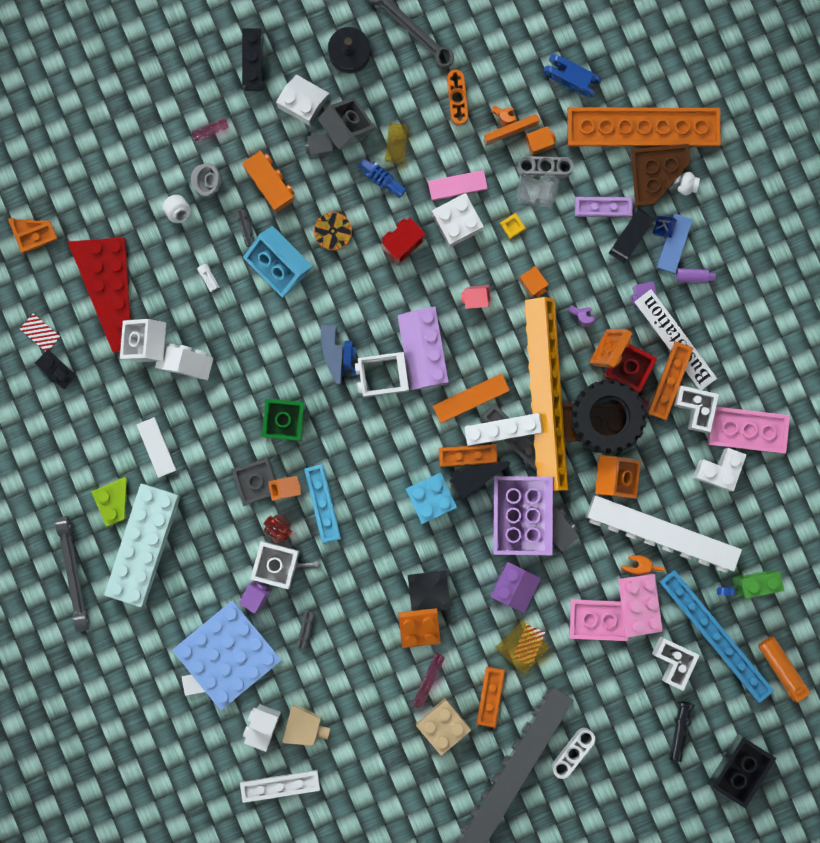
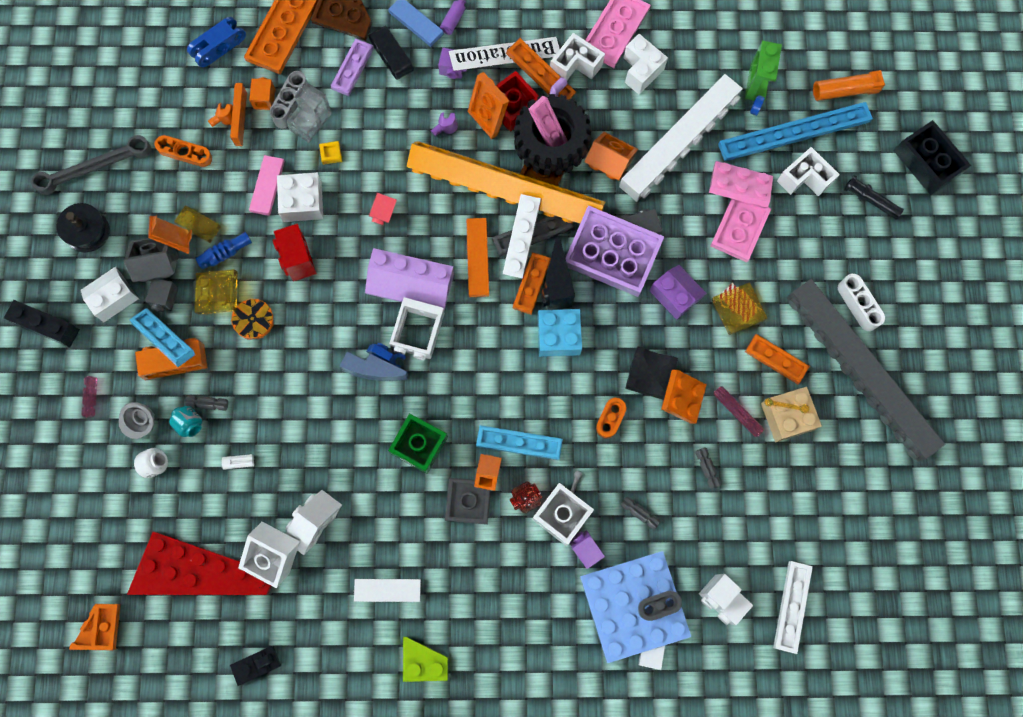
camera: 70 degrees left, 10 degrees down
(39, 332) = (208, 667): sticker -> none
(142, 545) = (484, 648): light aqua brick -> none
(222, 219) = (185, 421): none -> teal head
(231, 675) = (659, 606): none -> dark grey plate
(277, 261) = (255, 385): medium azure slope -> none
(282, 166) = (162, 337): none -> medium azure tile
(304, 727) = (741, 556): tan torso -> none
(342, 189) = (216, 291): none -> clear yellow plate
(368, 672) = (708, 468): none -> dark grey axle
(372, 128) = (169, 234): none -> orange piece
(376, 572) = (611, 418): none -> orange plate
(448, 734) = (804, 408): none -> clear yellow hinge
(534, 282) = (393, 153): orange brick -> none
(610, 411) = (547, 123): none -> bright pink tile
(644, 566) = (705, 167): orange hand -> none
(656, 401) = (558, 86): none -> lavender arm
(664, 226) = (396, 21): clear blue tile -> none

